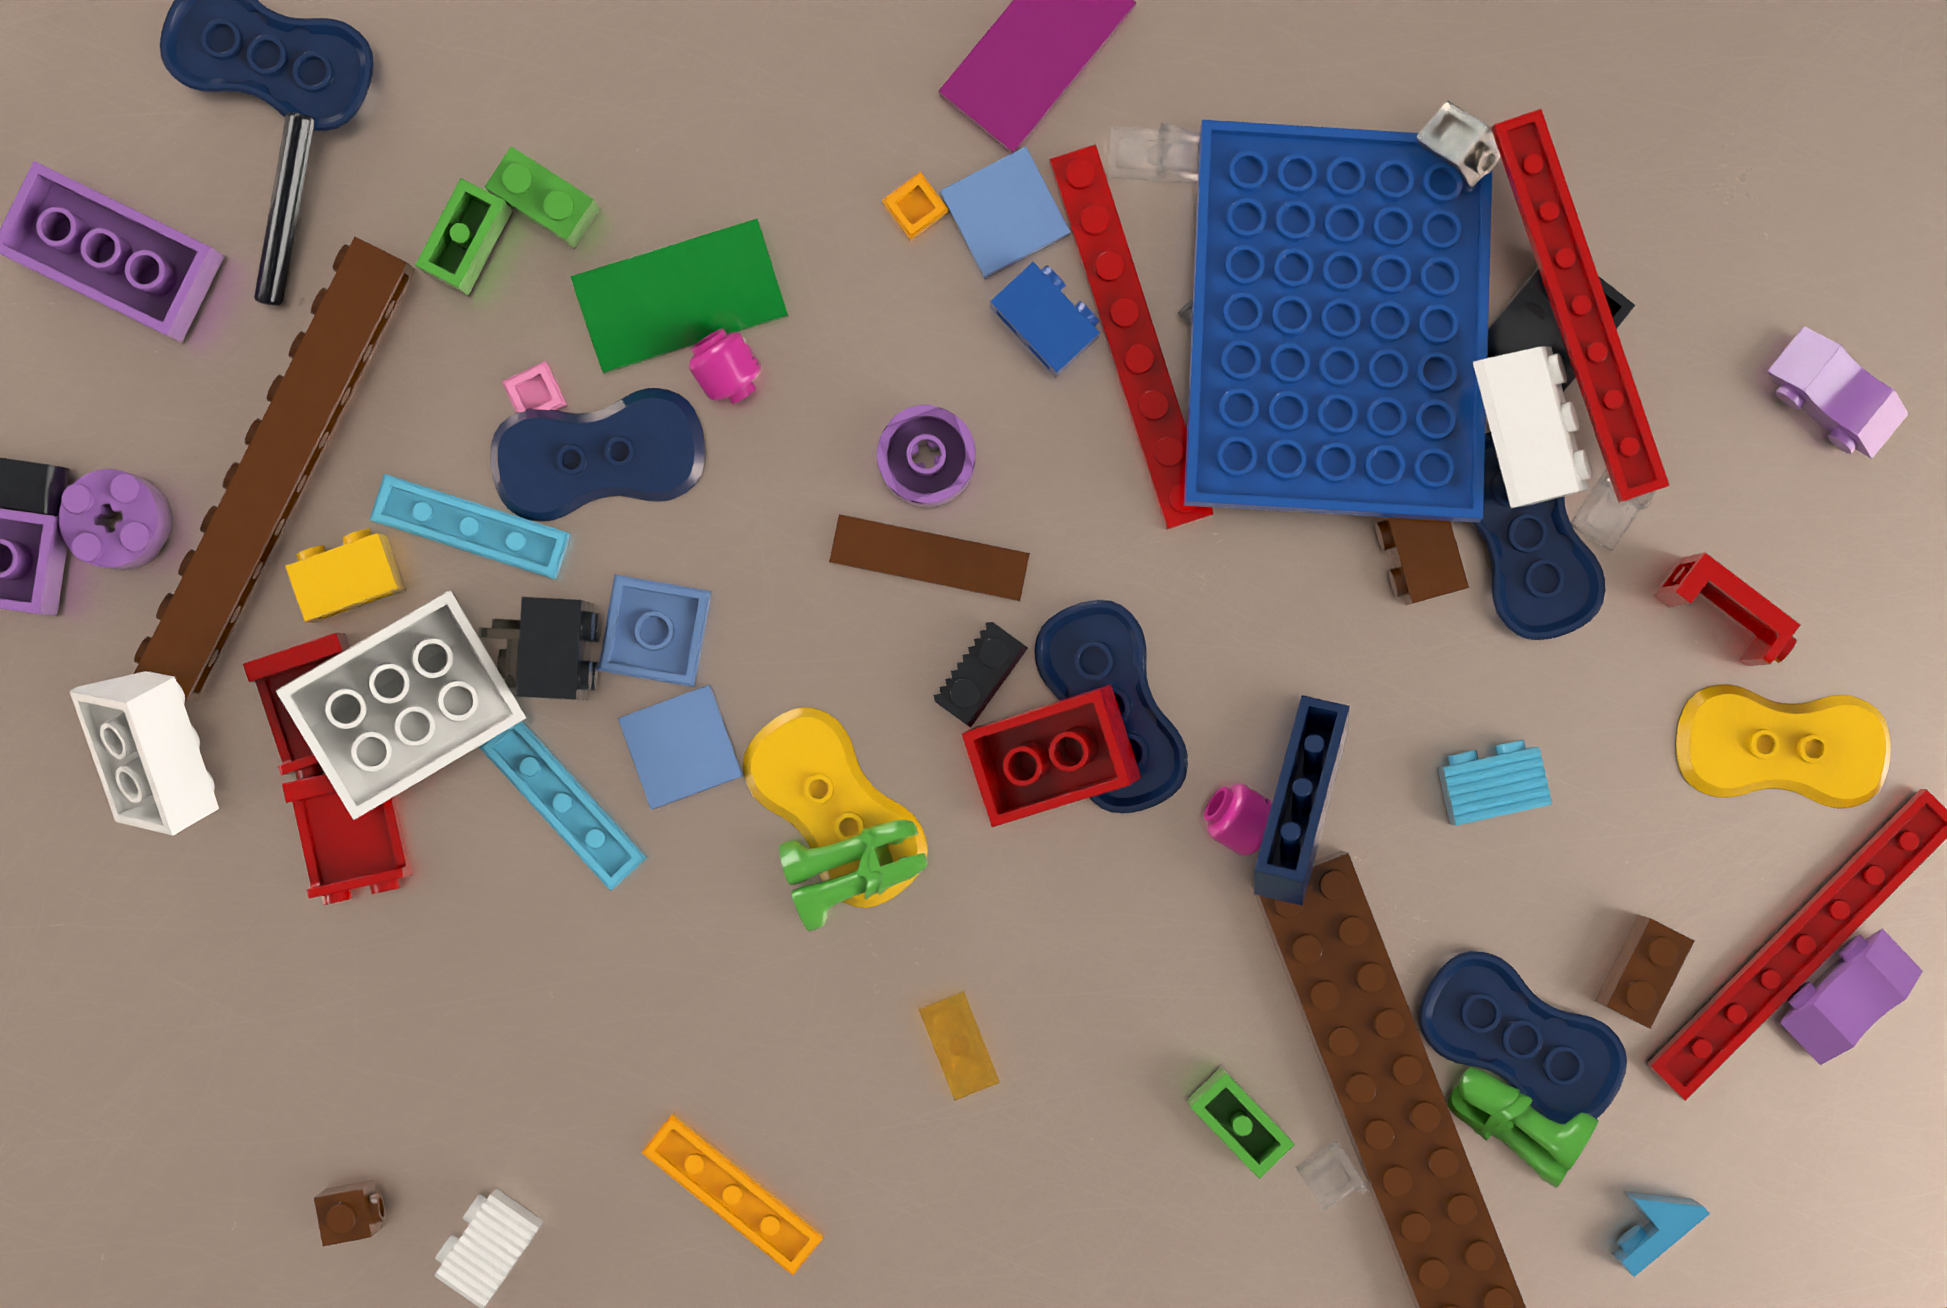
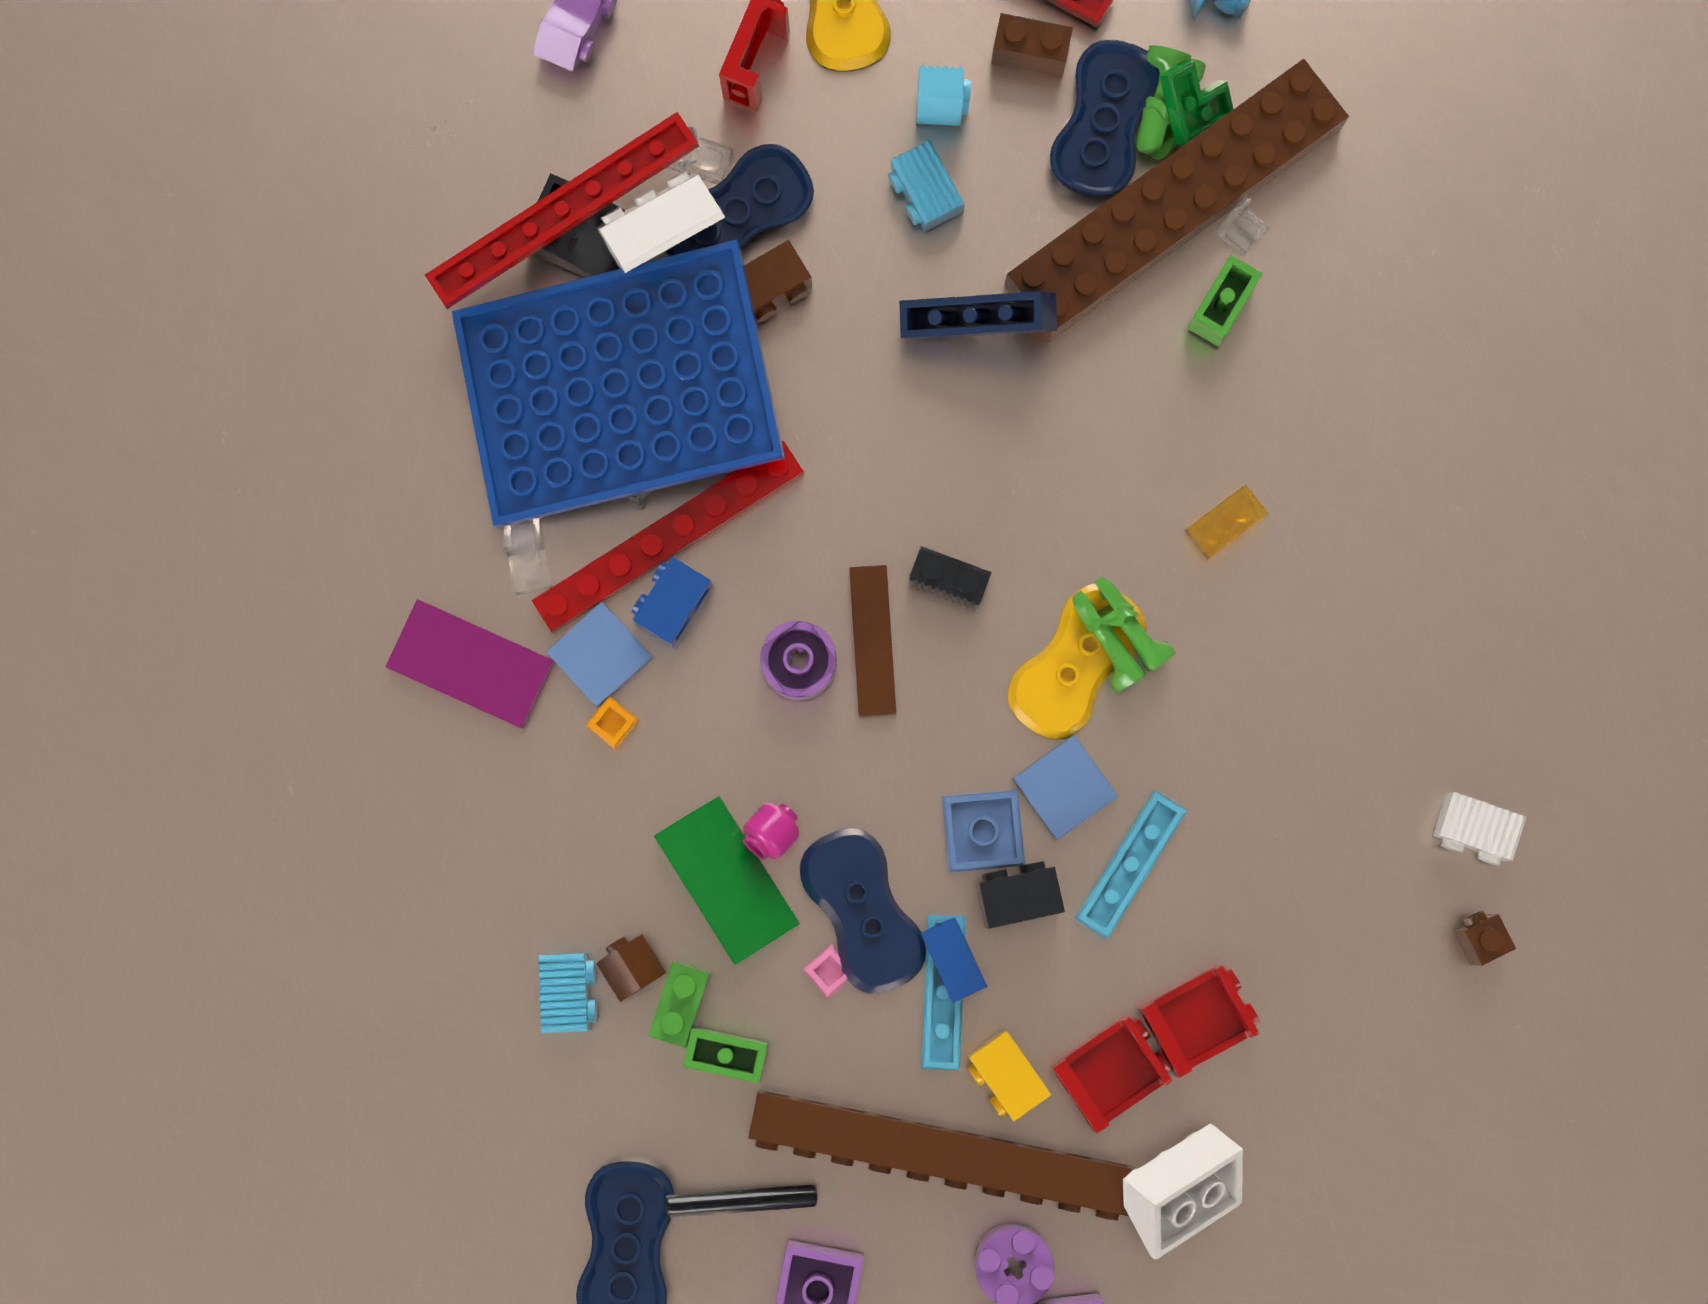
camera: 100 degrees left, 5 degrees down
(401, 704) = (1093, 1003): white slope -> none
(503, 548) = (953, 960): none -> blue tile
(507, 658) = (1036, 929): clear smoke bracket -> none
(595, 62) = (565, 992): none -> medium azure brick
(604, 147) = (630, 966): none -> reddish brown brick
(733, 1194) = (1384, 658): light orange tile -> none
(1051, 756) = (996, 507): red brick -> none
(1103, 646) = (923, 492): dark blue plate -> none
(1238, 818) = (1003, 360): dark pink head -> none
(1460, 142) = (462, 331): clear smoke bracket -> none
(1503, 1150) = (1189, 106): none -> green tile
(1605, 835) = (942, 95): none -> medium azure brick

